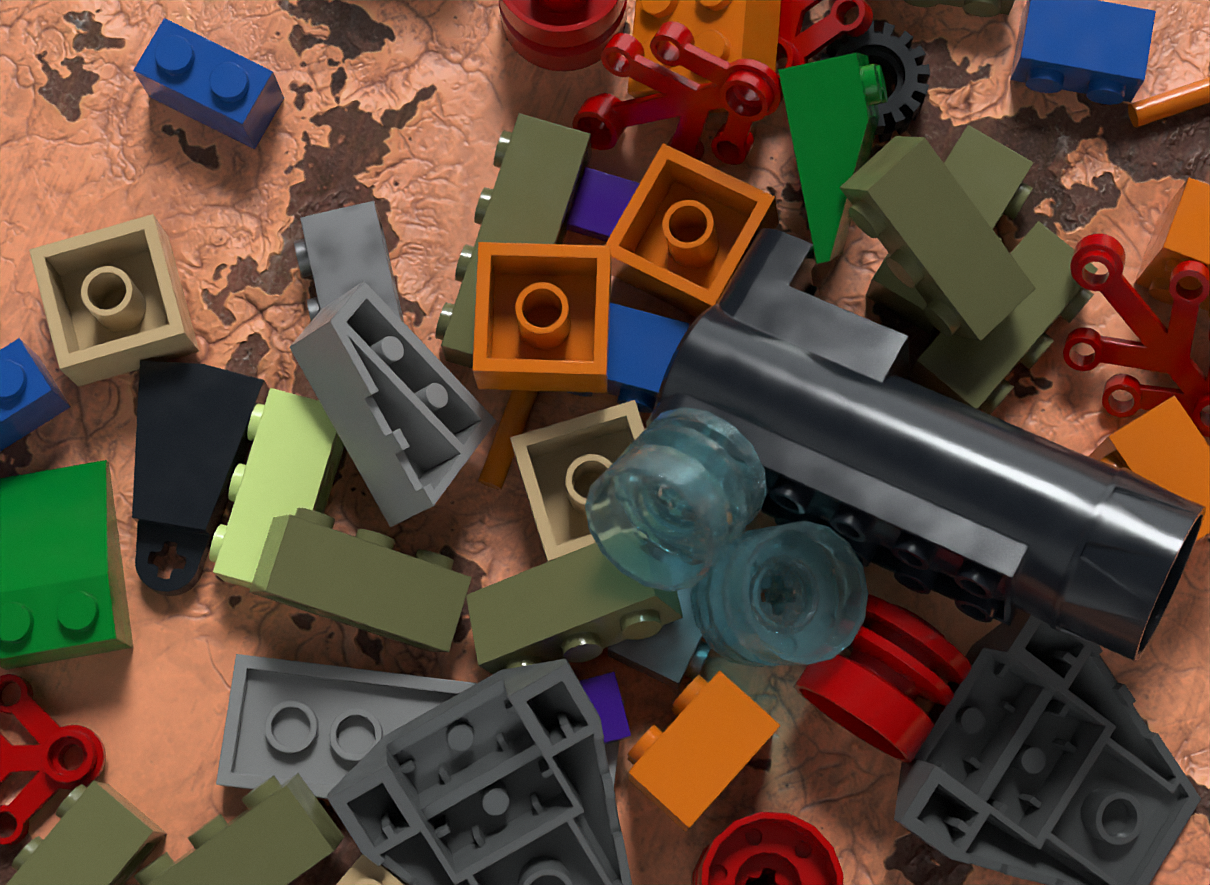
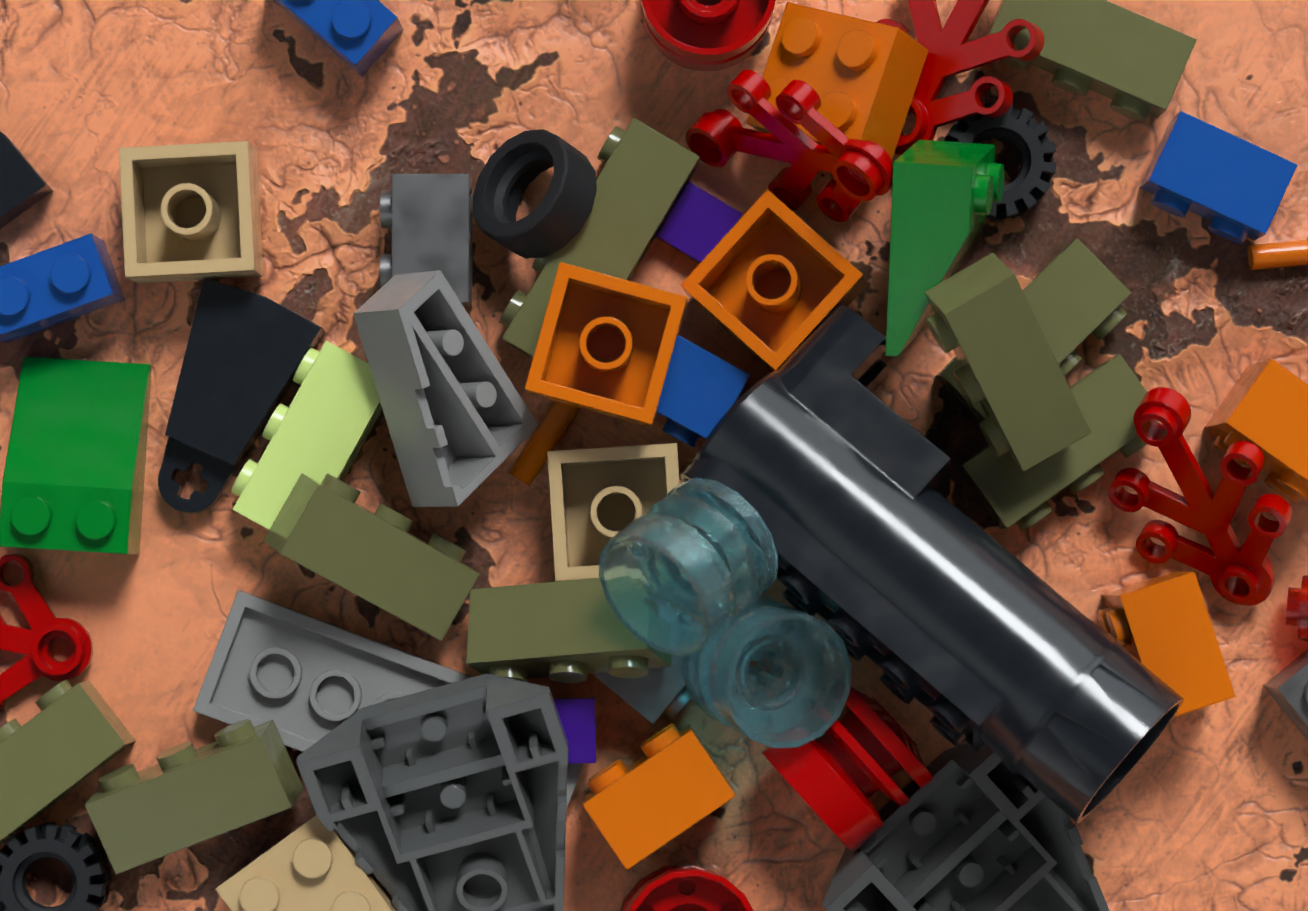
camera: 10 degrees right, 10 degrees up
(462, 221) = (561, 210): none -> black tyre

